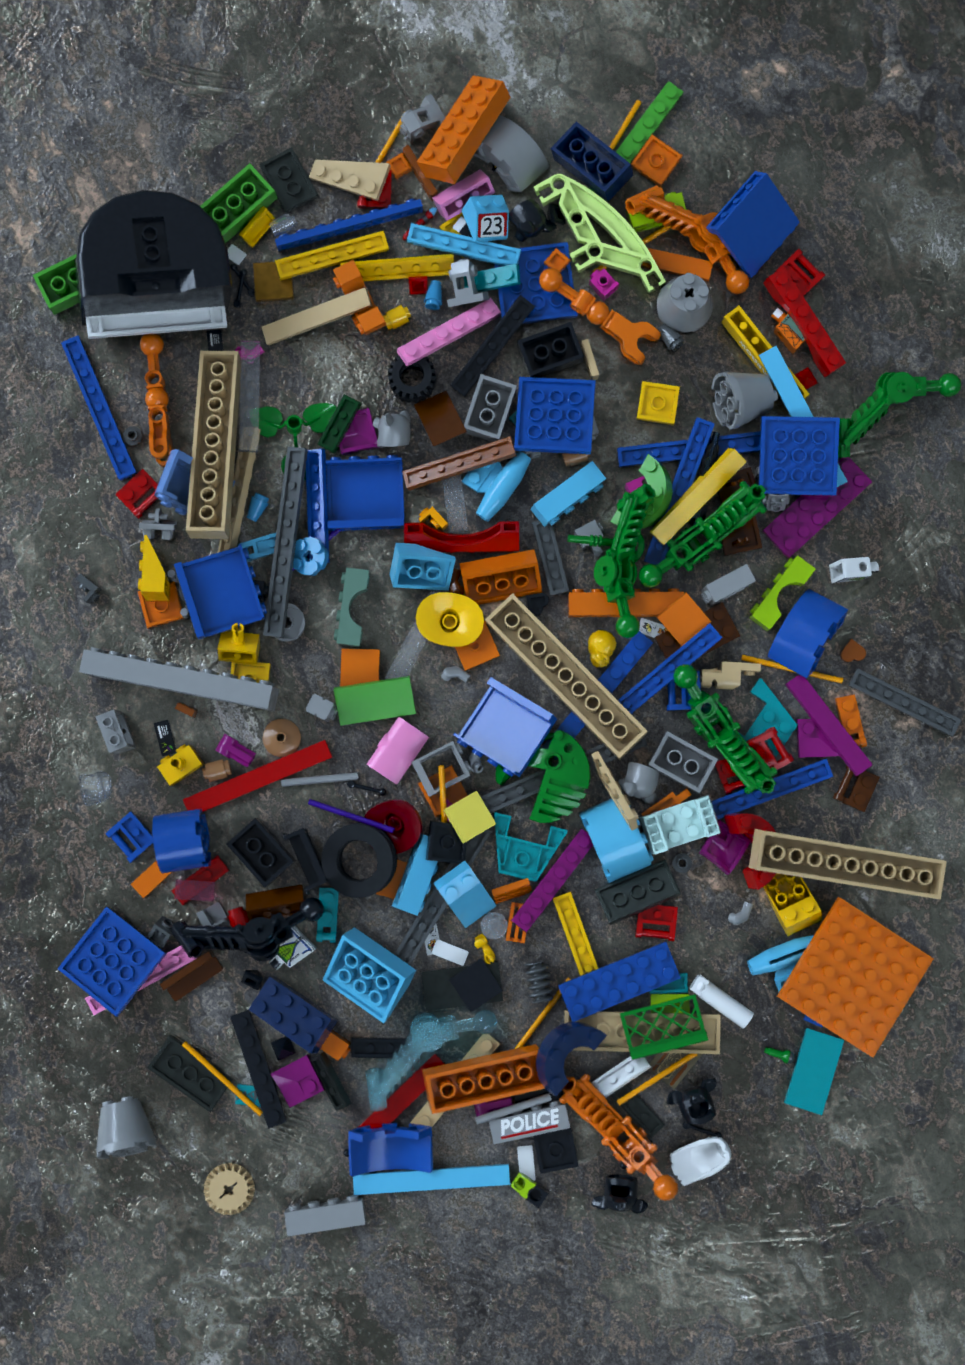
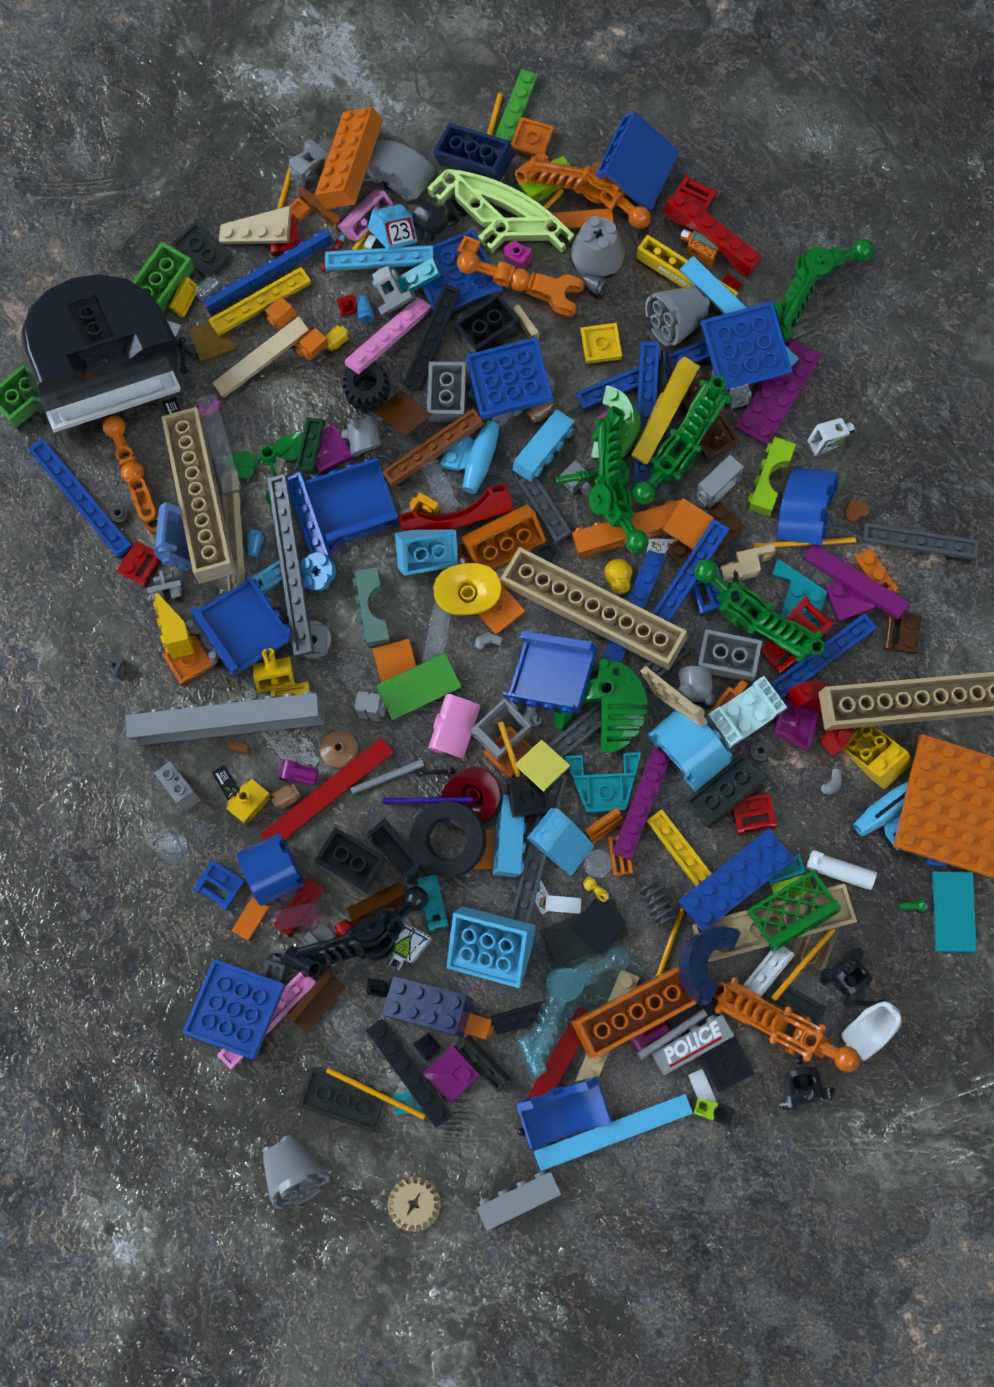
camera: 10 degrees left, 10 degrees down
(404, 267) = (330, 292): yellow plate -> none

